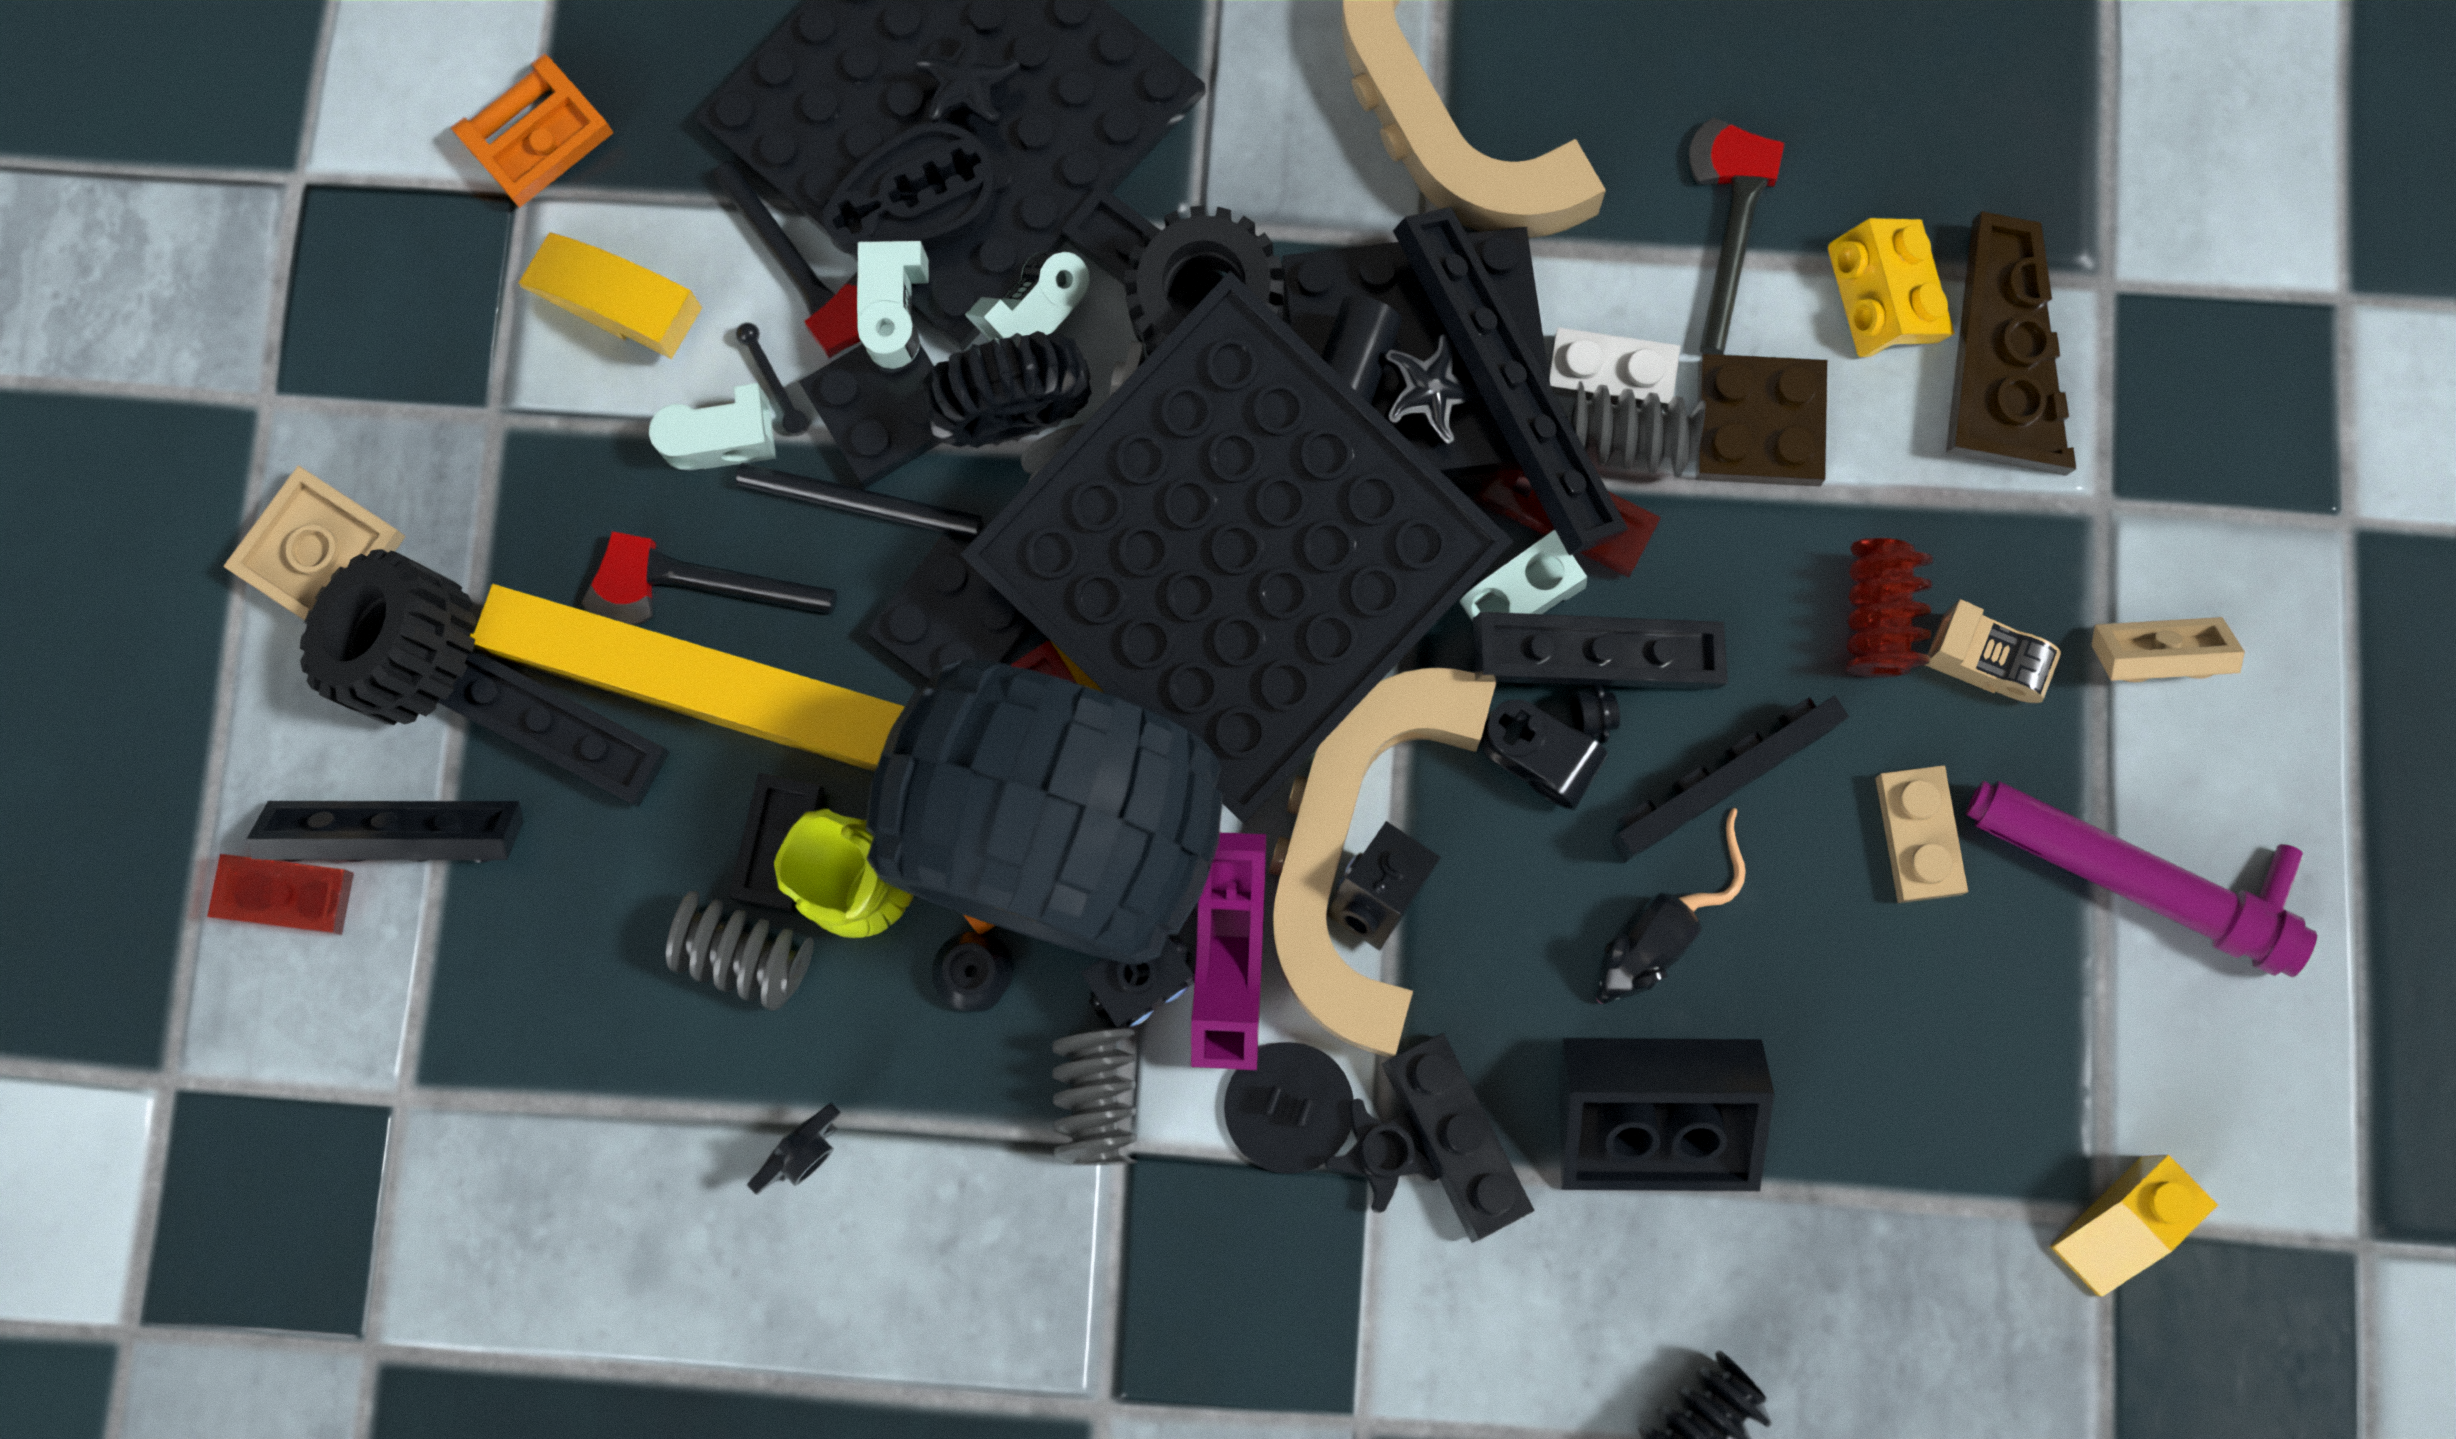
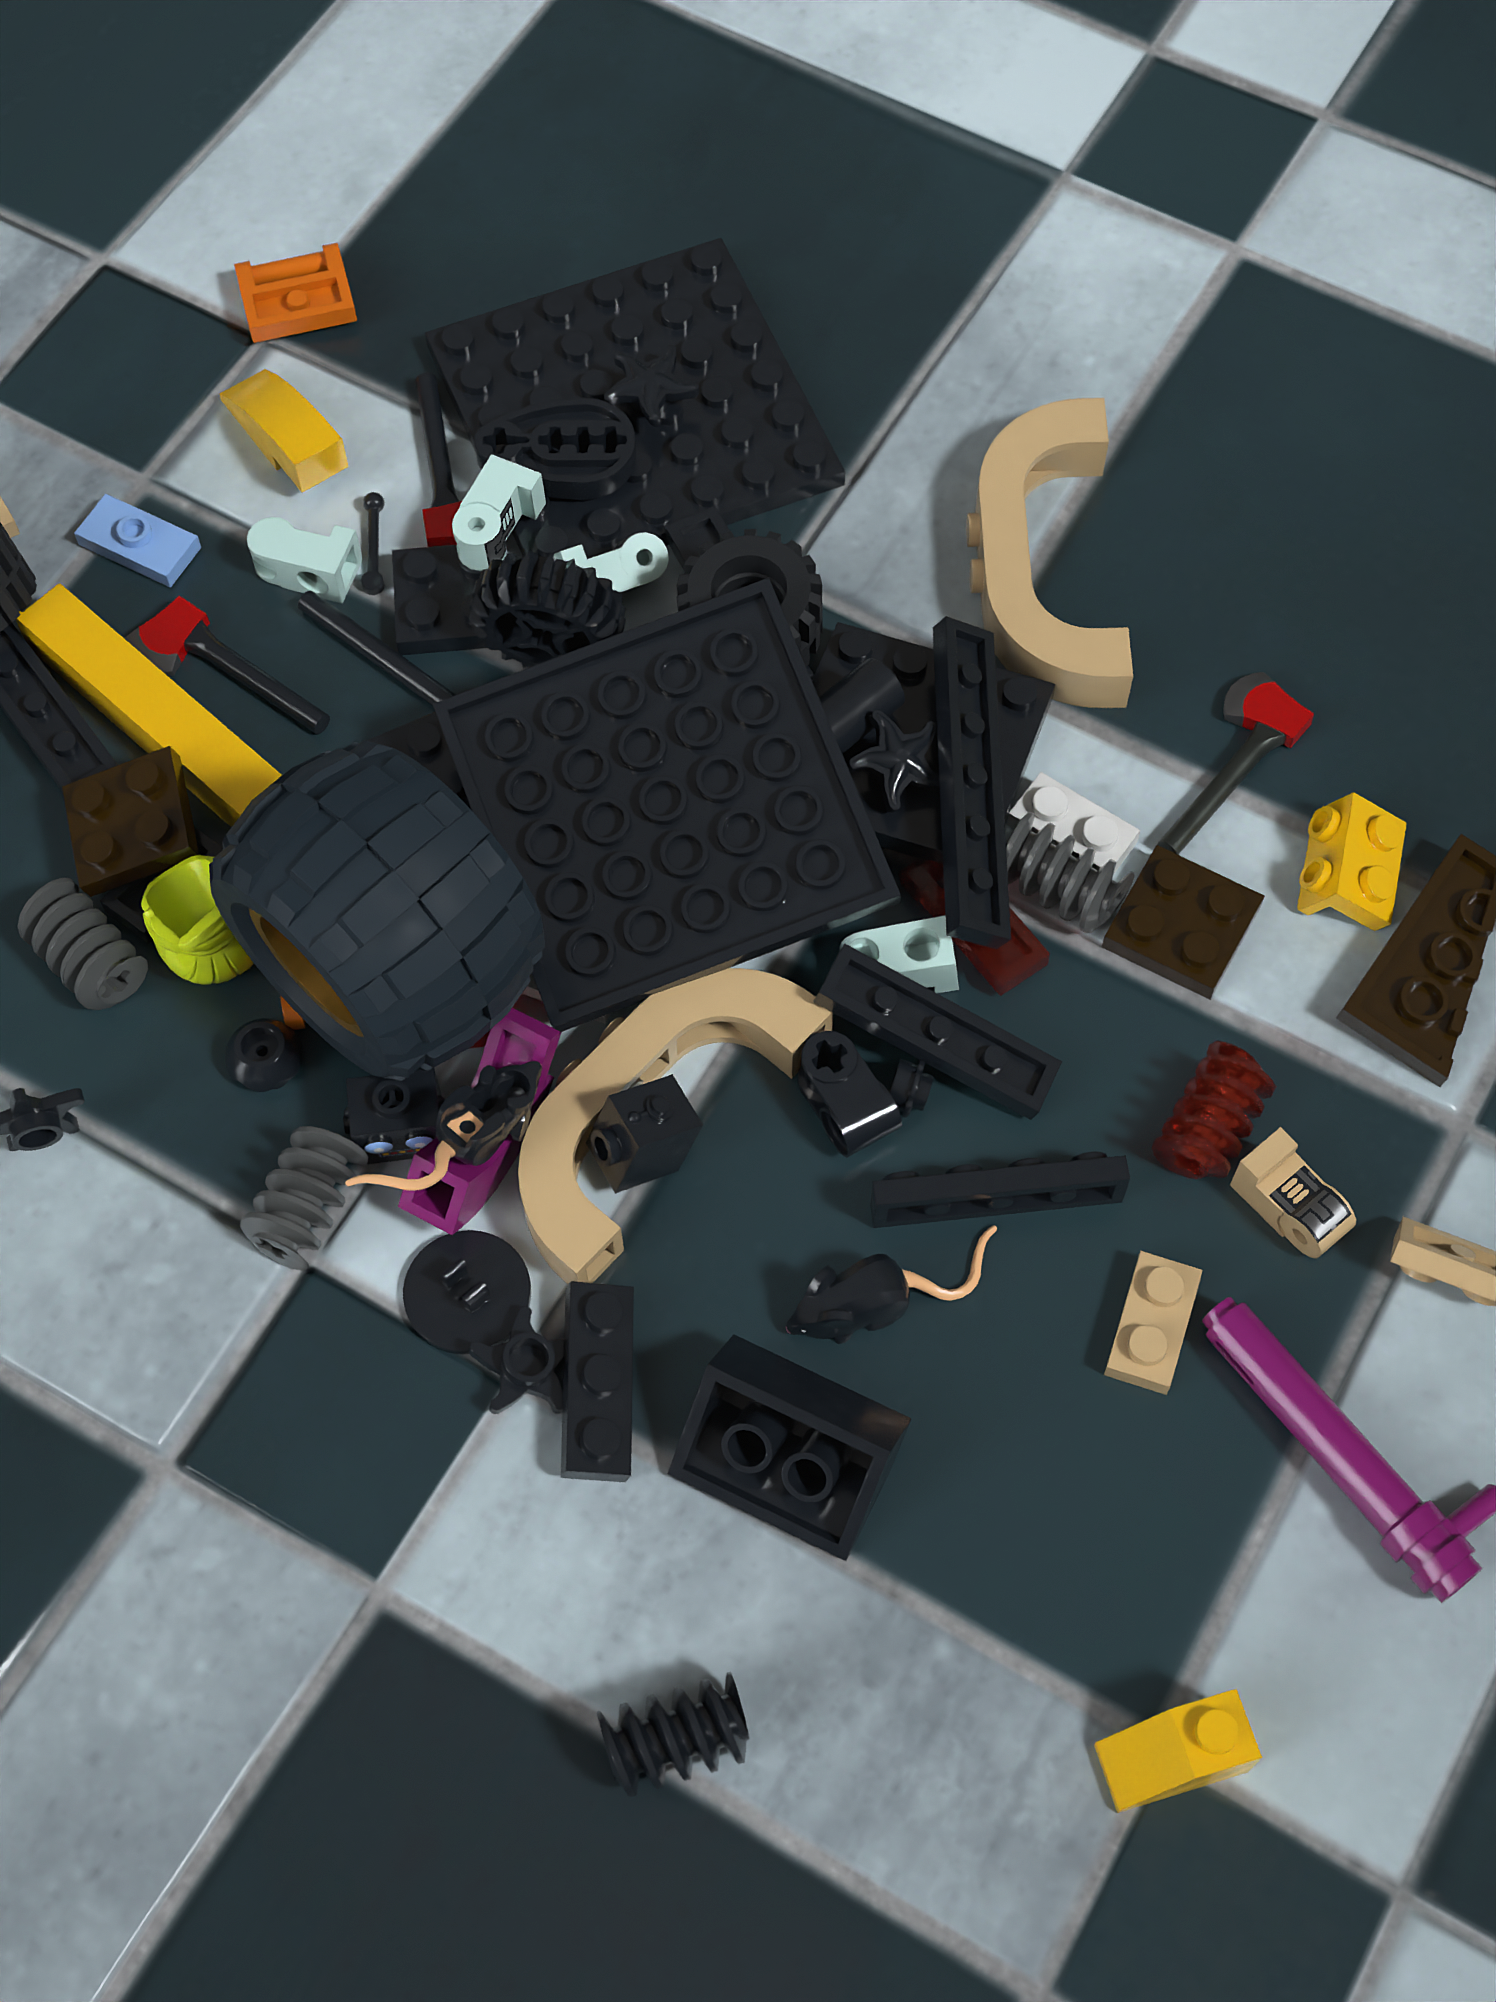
camera: 20 degrees right, 15 degrees down
(531, 488) = (137, 540): none -> light blue plate
(715, 805) = (130, 821): none -> dark brown plate
(1236, 966) = (475, 1122): none -> black animal

